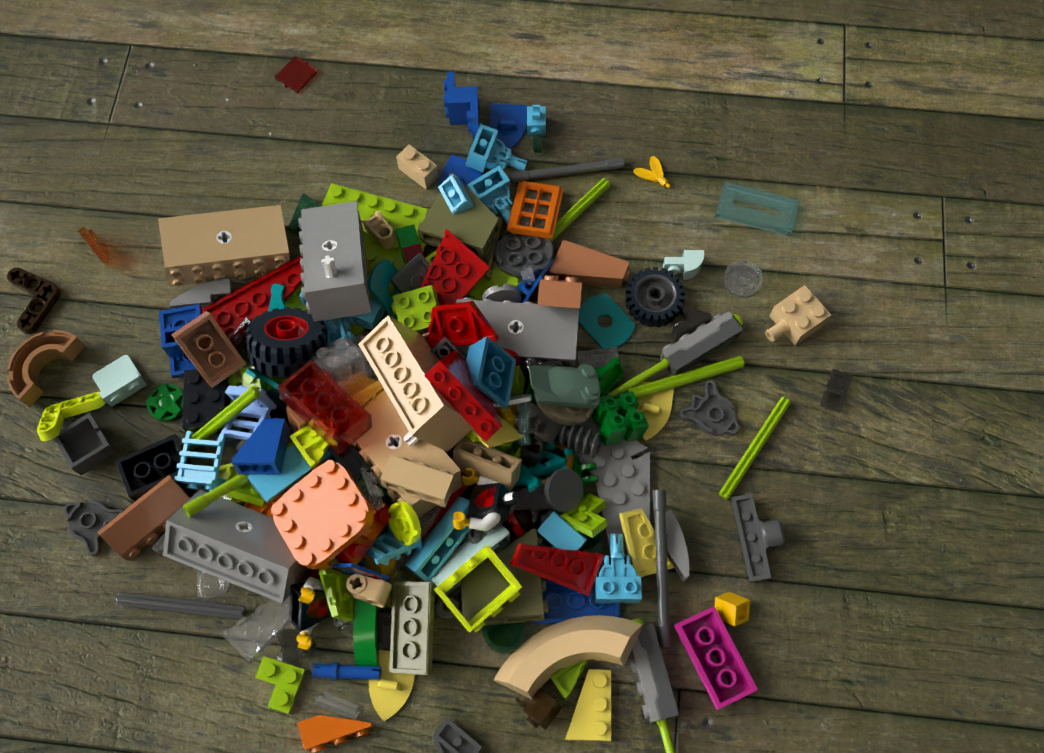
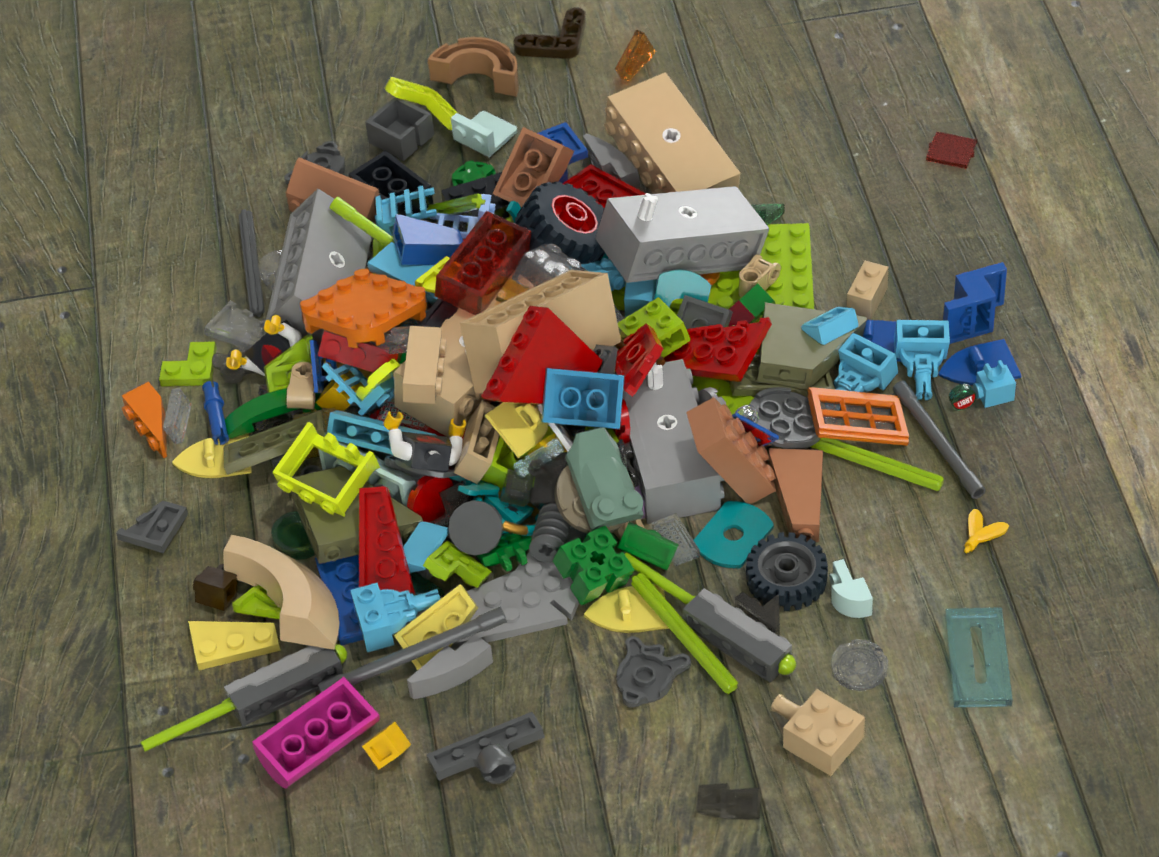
camera: 75 degrees right, 20 degrees down
(754, 448) = (614, 728): lime axle -> none

